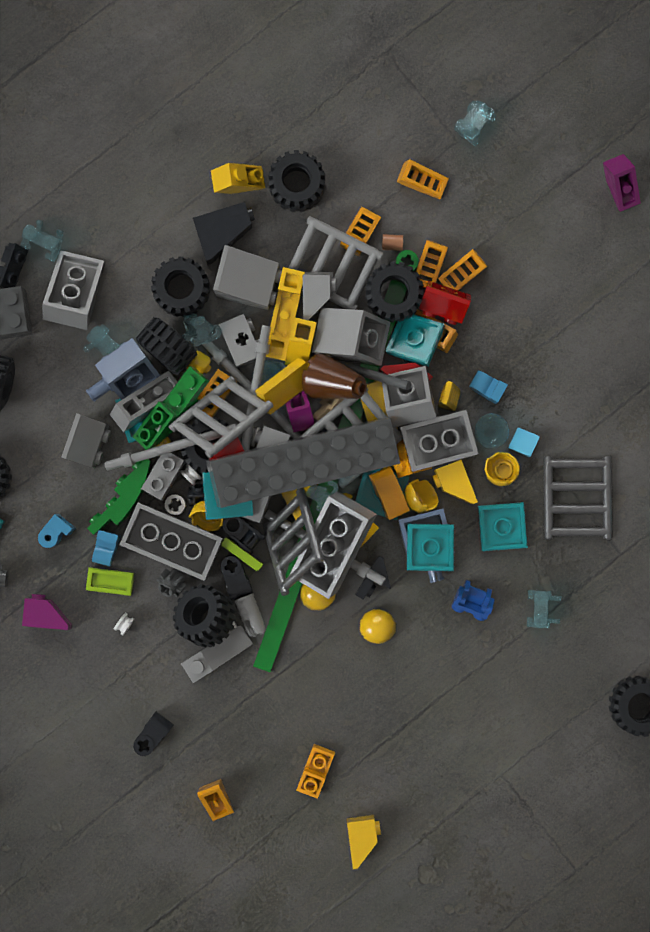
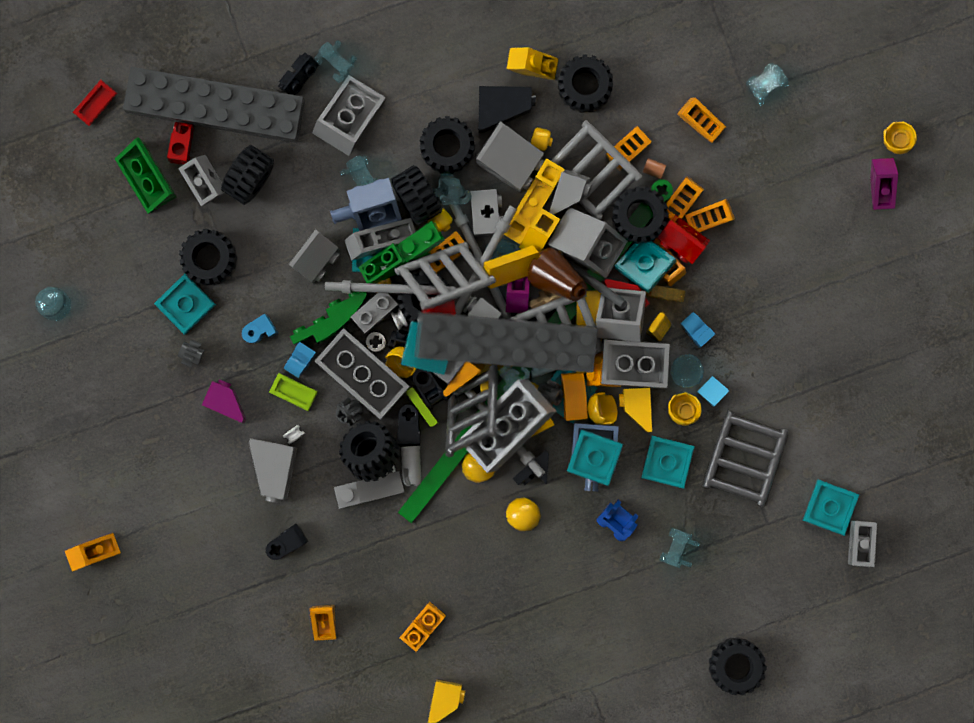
camera: 25 degrees right, 0 degrees up
(114, 665) = (273, 468): none -> light grey slope
(271, 249) = (541, 139): none -> yellow piece
(273, 509) = (465, 374): none -> light orange slope
(365, 496) = (551, 392): none -> dark grey gear
(446, 361) = (667, 294): none -> clear yellow beam
(623, 132) = (899, 137): none -> yellow hair

